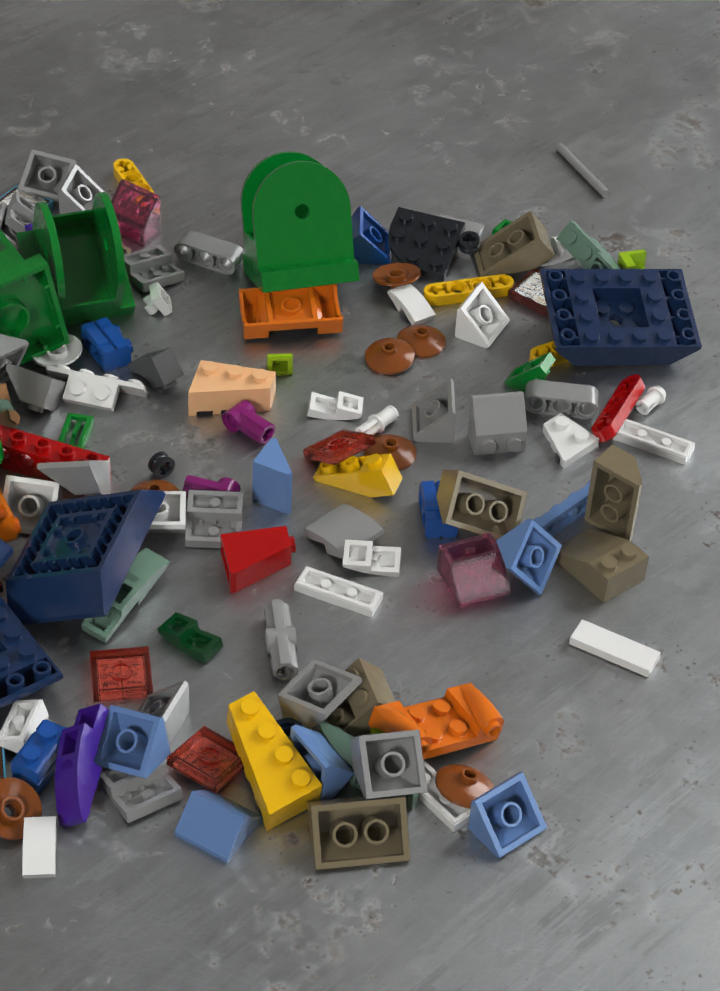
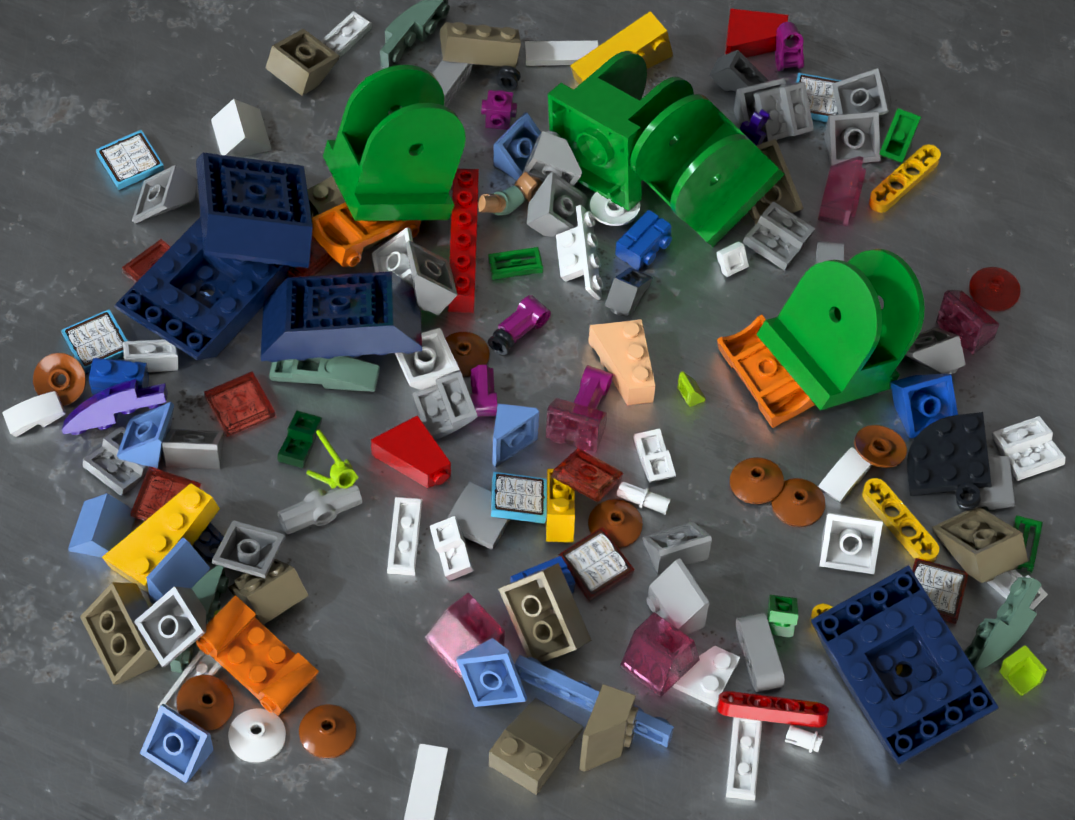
camera: 70 degrees right, 15 degrees up
(99, 168) = (900, 136): none -> green slope
(143, 439) = (529, 314): none -> magenta piece
(258, 603) = (340, 472): none -> lime plant
(289, 429) = (575, 424): none -> clear pink slope
(340, 497) = (519, 497): none -> tile
(424, 466) = (596, 563): none -> tile
(433, 203) = (1029, 448): none -> white slope
(511, 755) = (259, 746): none -> white dish
(527, 705) = (327, 742): none -> dark orange dish
(545, 451) = (659, 654): none -> clear pink slope

